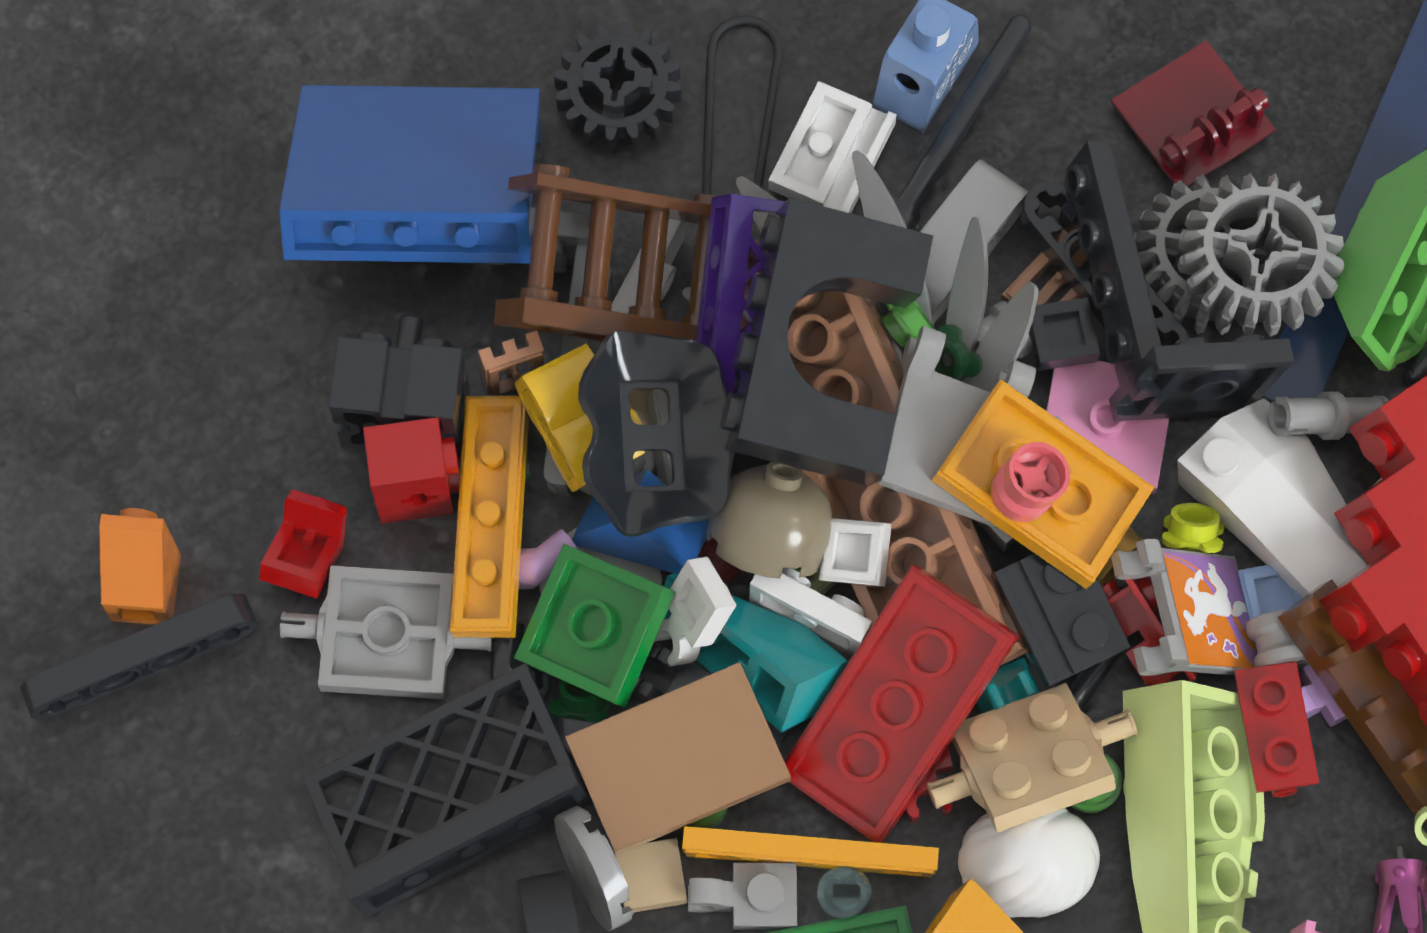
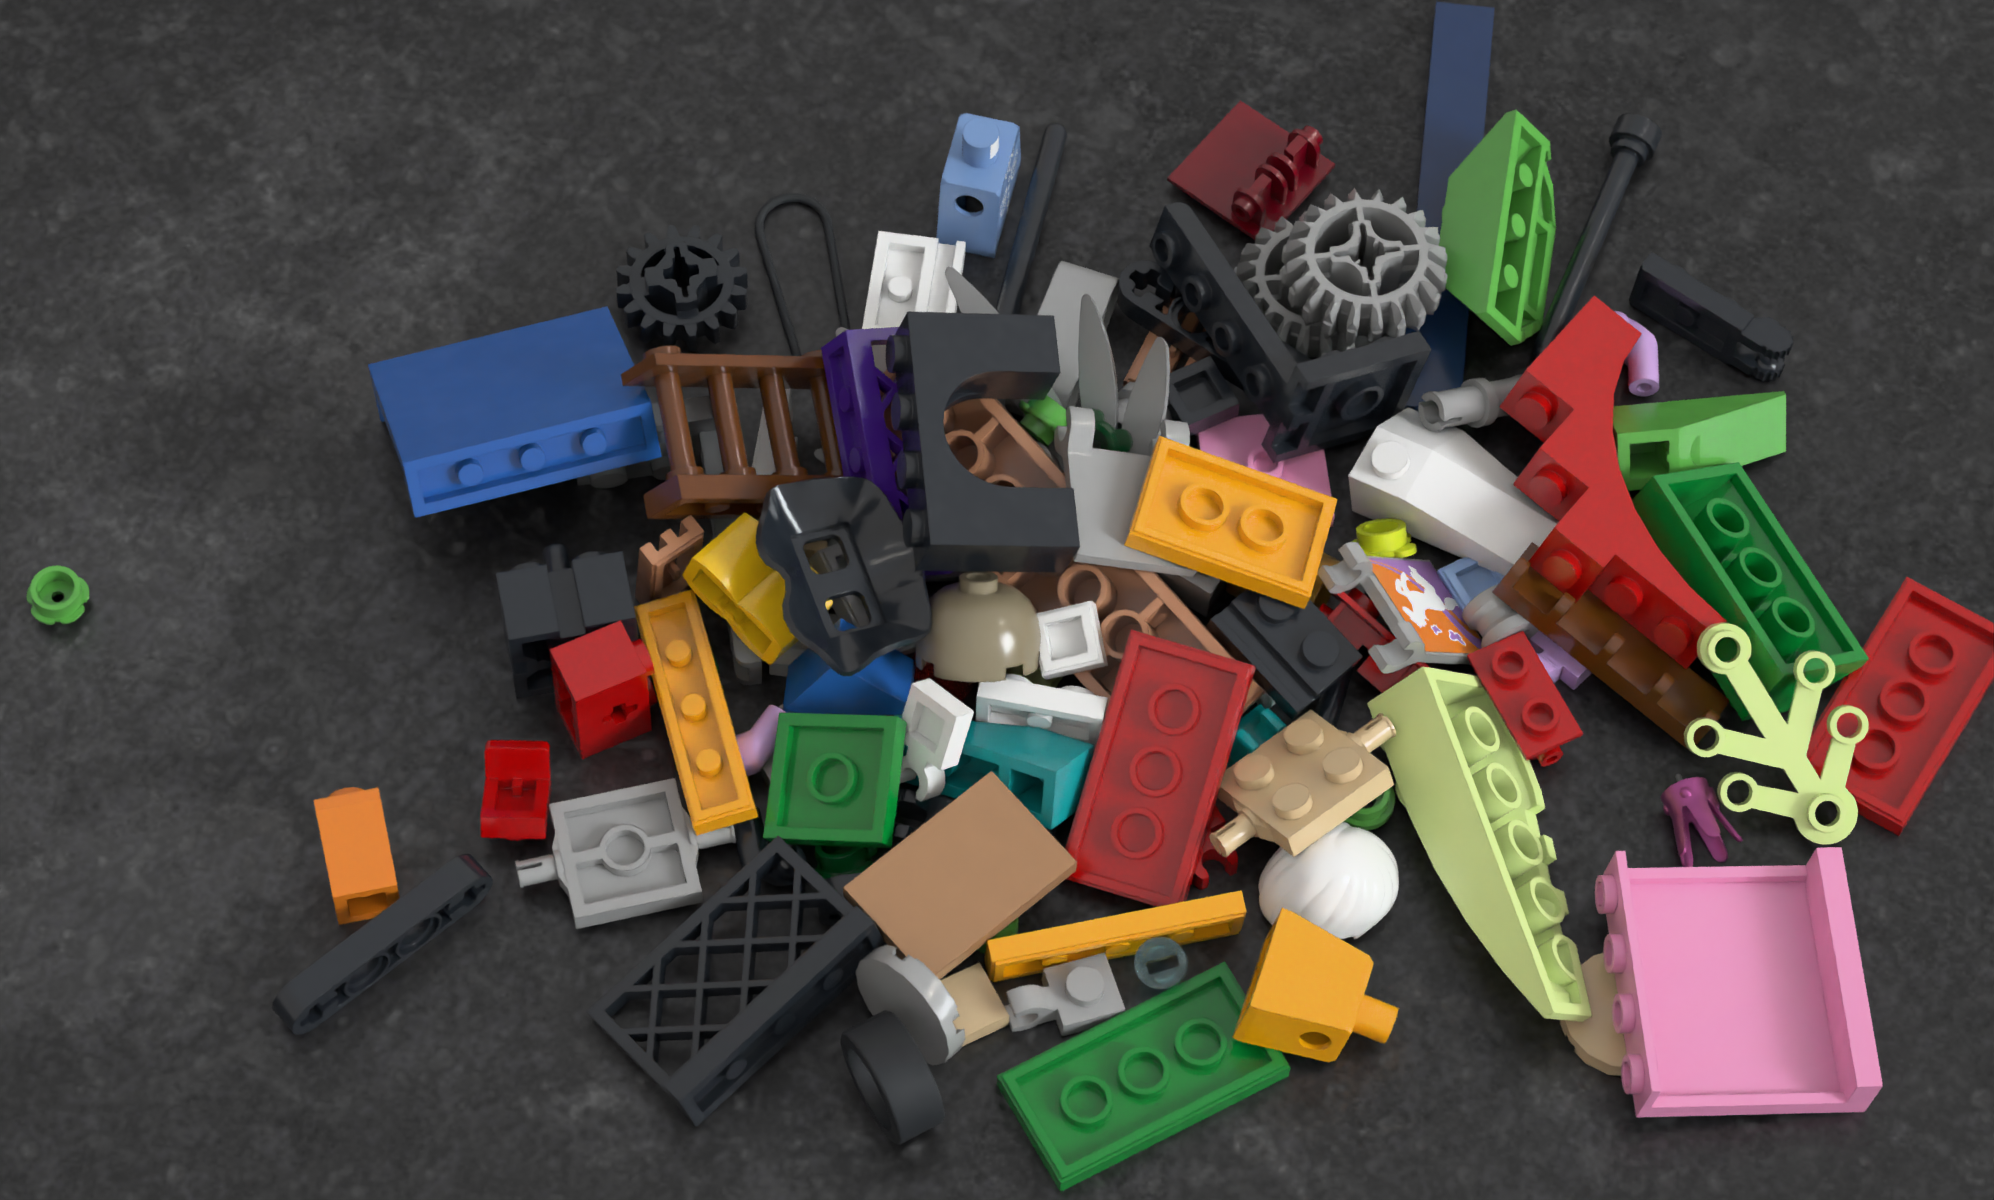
camera: 20 degrees left, 10 degrees down
(1040, 471) = (1222, 513): coral wheel -> none

